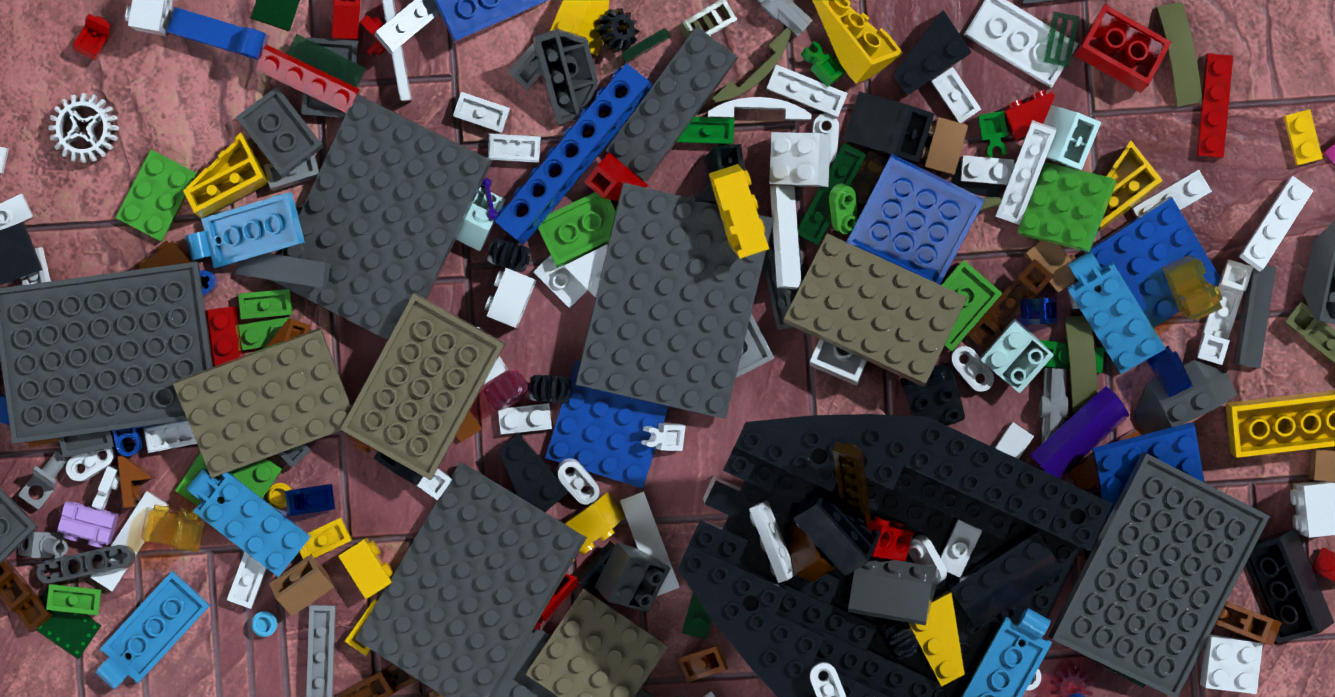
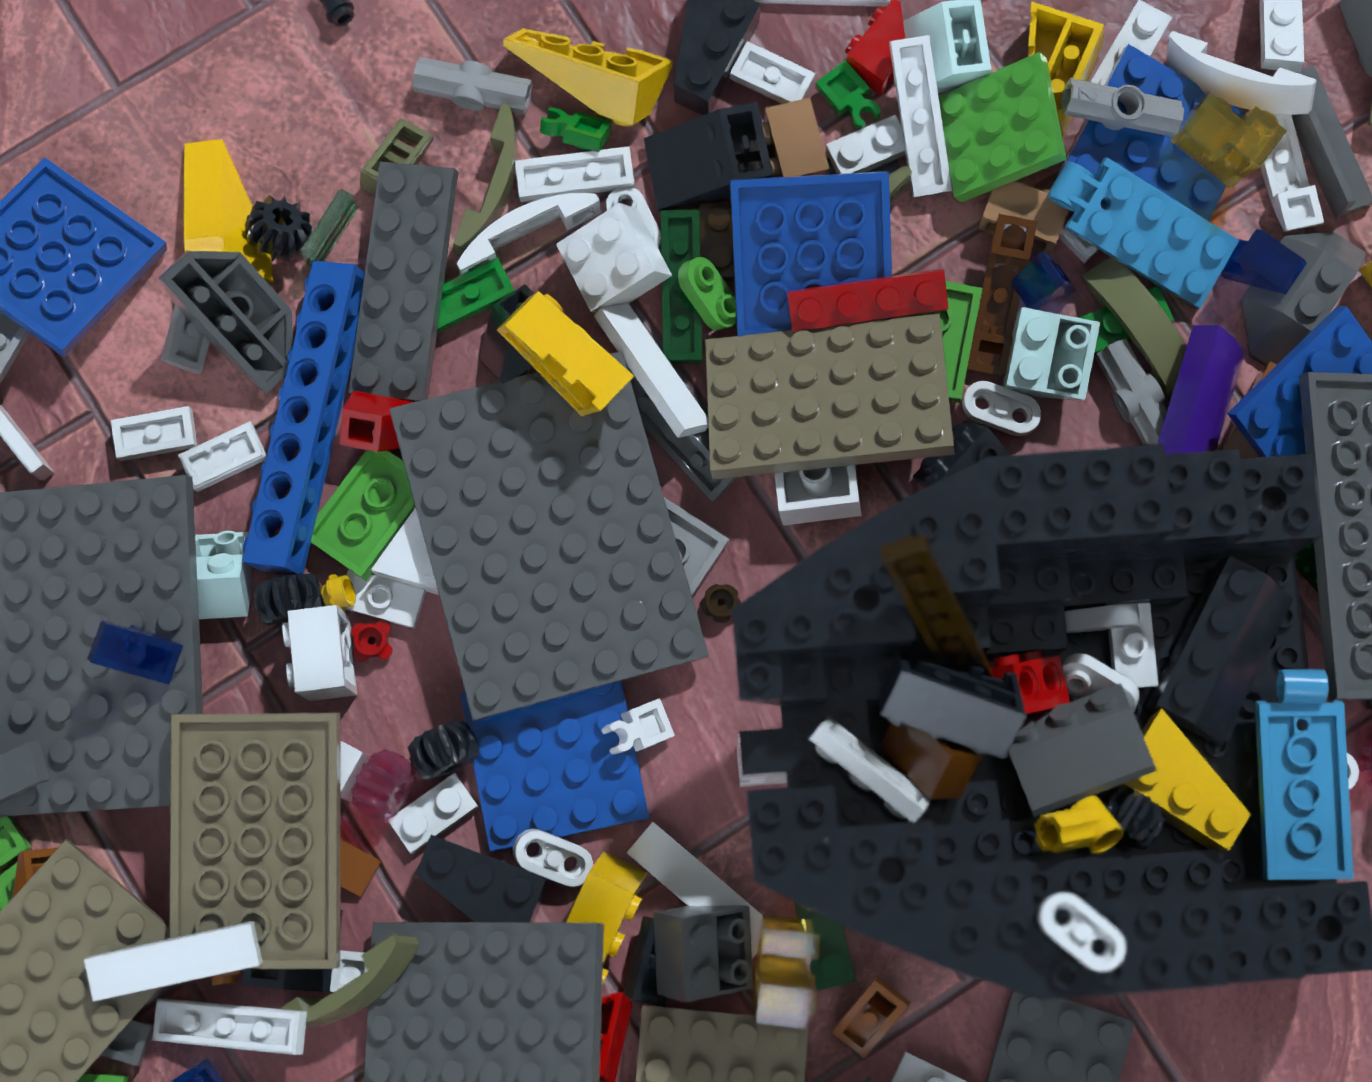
camera: 25 degrees left, 10 degrees down
(345, 427) = (173, 961): none -> white tile
(354, 475) = (230, 1026): none -> white tile
(411, 247) = (135, 651): none -> clear blue slope
(455, 491) = (383, 967): none -> olive slope
(492, 213) = (232, 552): dark purple hinge -> none
(535, 304) = (363, 632): none -> red plate
(538, 267) = (339, 592): none -> yellow plate
(666, 616) = (782, 980): none -> brick
(749, 397) = (713, 595): none -> dark brown plate
(871, 631) = (1082, 826): none -> yellow piece
(931, 265) = (867, 300): none -> red plate
(949, 525) = (1102, 618): none -> light grey beam
(1130, 228) = (1099, 104): none -> light grey piece
(1240, 279) = (1237, 85): none -> white slope

